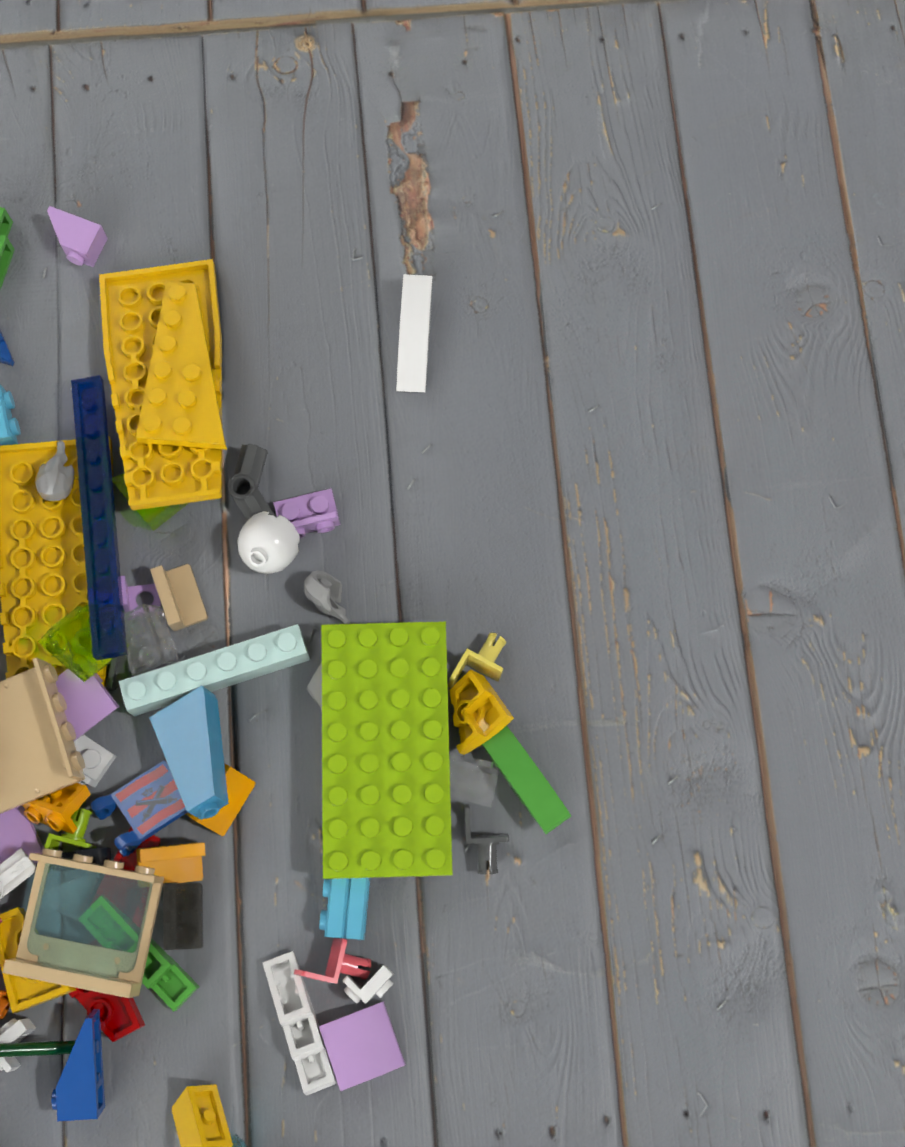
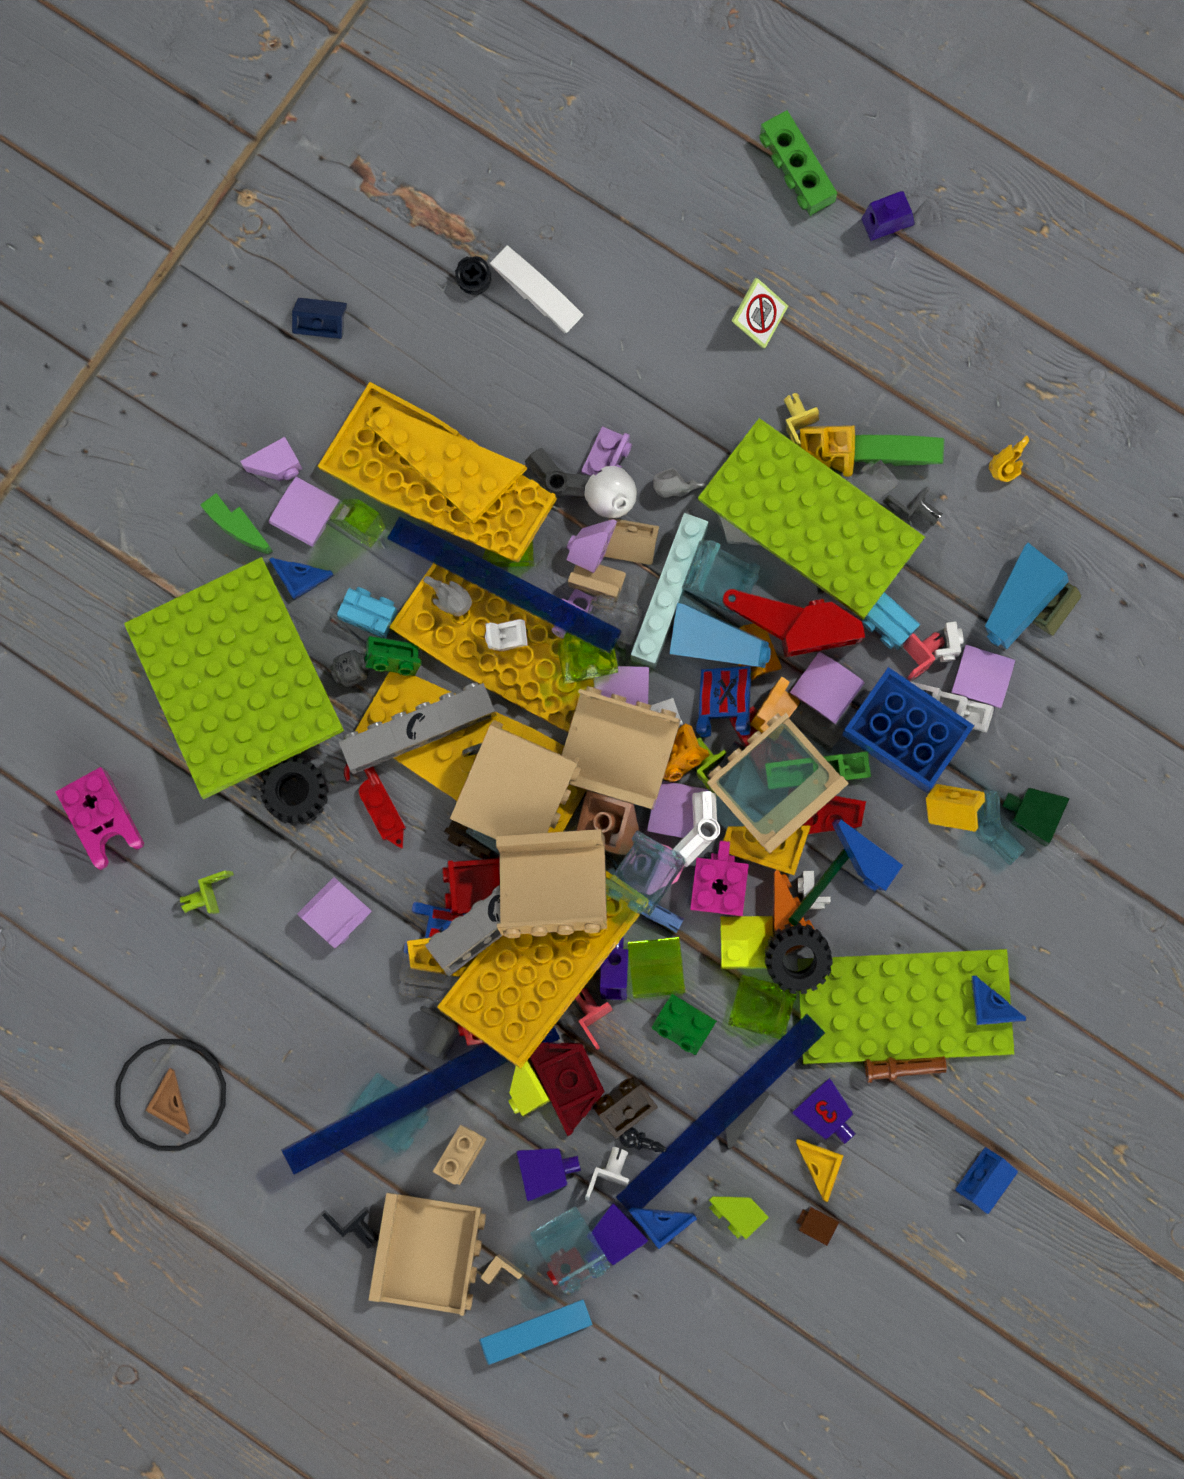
camera: 45 degrees left, 5 degrees up
(49, 295) = (304, 511): none -> lavender slope
(52, 552) = (506, 635): none -> white bracket
(68, 347) = (359, 520): none -> clear neon green slope
(202, 564) = (590, 545): none -> lavender slope
(233, 896) = (827, 687): none -> lavender slope
(240, 175) = (318, 318): none -> dark blue panel
(240, 597) = (633, 542): none -> tan panel
(242, 1014) = (908, 730): none -> blue slope
(262, 708) = (717, 571): none -> clear light blue panel
(265, 825) = (801, 629): none -> red slope
(384, 271) = (473, 275): none -> black wheel
(476, 1023) = (1025, 595): none -> dark azure slope
(492, 1062) = (1058, 609): none -> olive slope
(553, 545) = (759, 313): none -> piece
(594, 897) = (1004, 466): none -> yellow piece
(749, 430) = (784, 128): none -> bright green brick
(749, 590) = (890, 216): none -> dark purple torso

